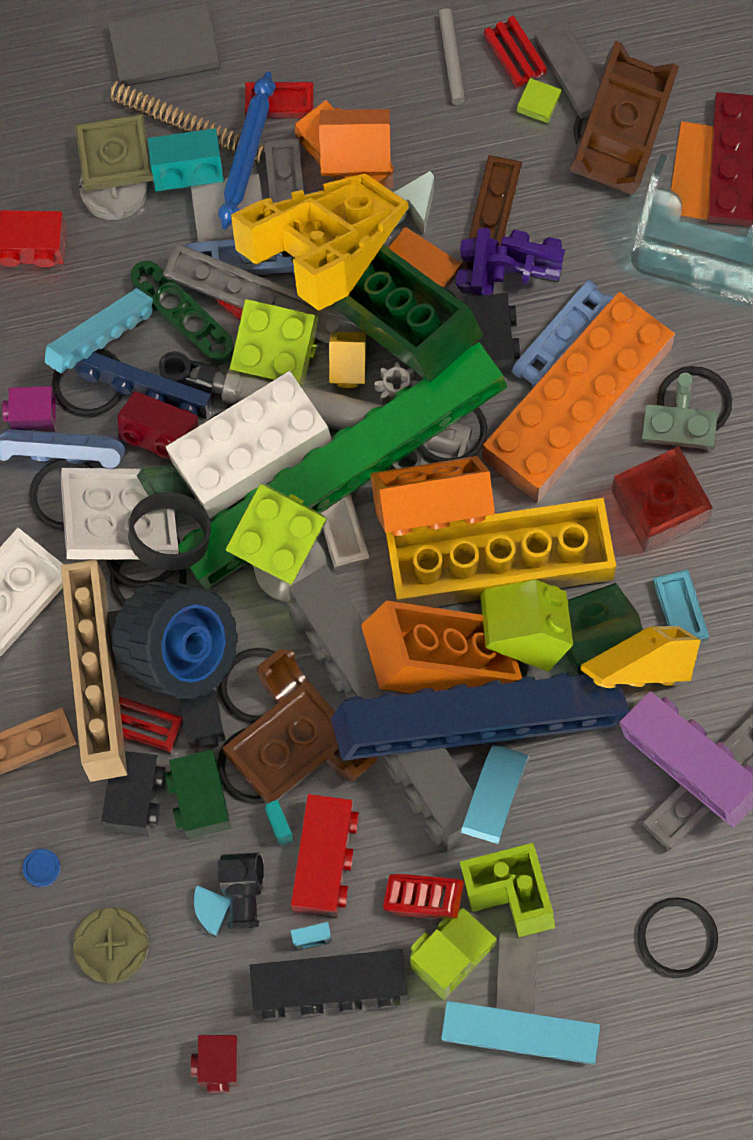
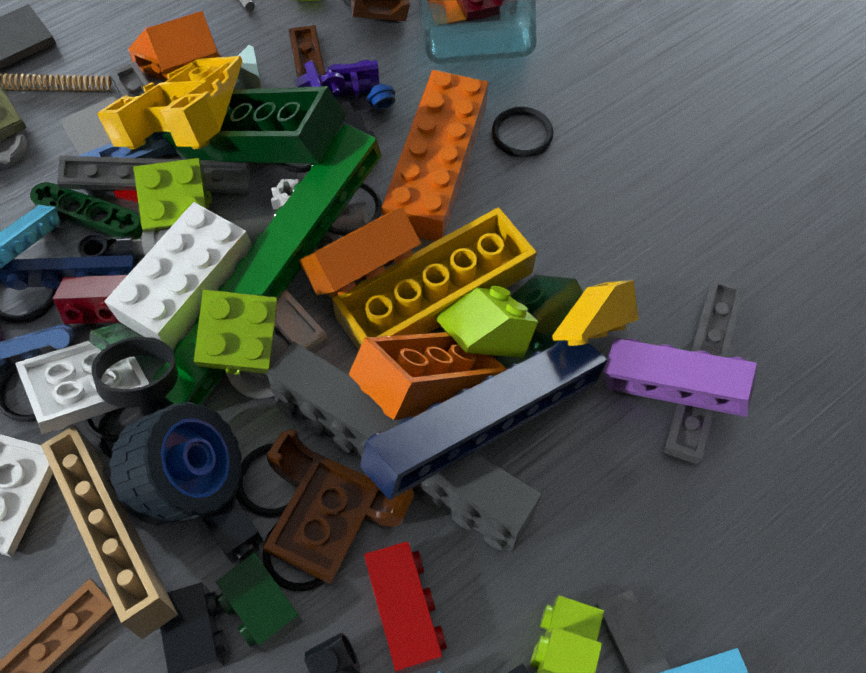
camera: 30 degrees left, 10 degrees down
(171, 734) = (209, 559): red tile -> none
(185, 159) = (48, 102): teal brick -> none
(246, 149) = (95, 77): blue wheel -> none
(278, 823) = (347, 595): teal tile -> none
(288, 99) = (108, 47): red tile -> none
(347, 358) = (241, 191): yellow brick -> none
(402, 891) = (493, 607): red slope -> none
(494, 793) = (542, 476): medium azure slope -> none
(510, 878) = (592, 547): lime brick -> none
(553, 295) = (381, 96): none -> blue plate
(561, 332) = (400, 119): medium blue plate -> none
(661, 499) = (540, 196): clear red brick -> none
(674, 972) = (727, 560): black tyre -> none
(680, 424) = (521, 145): sand green plate -> none
(680, 603) = (590, 266): medium azure tile -> none

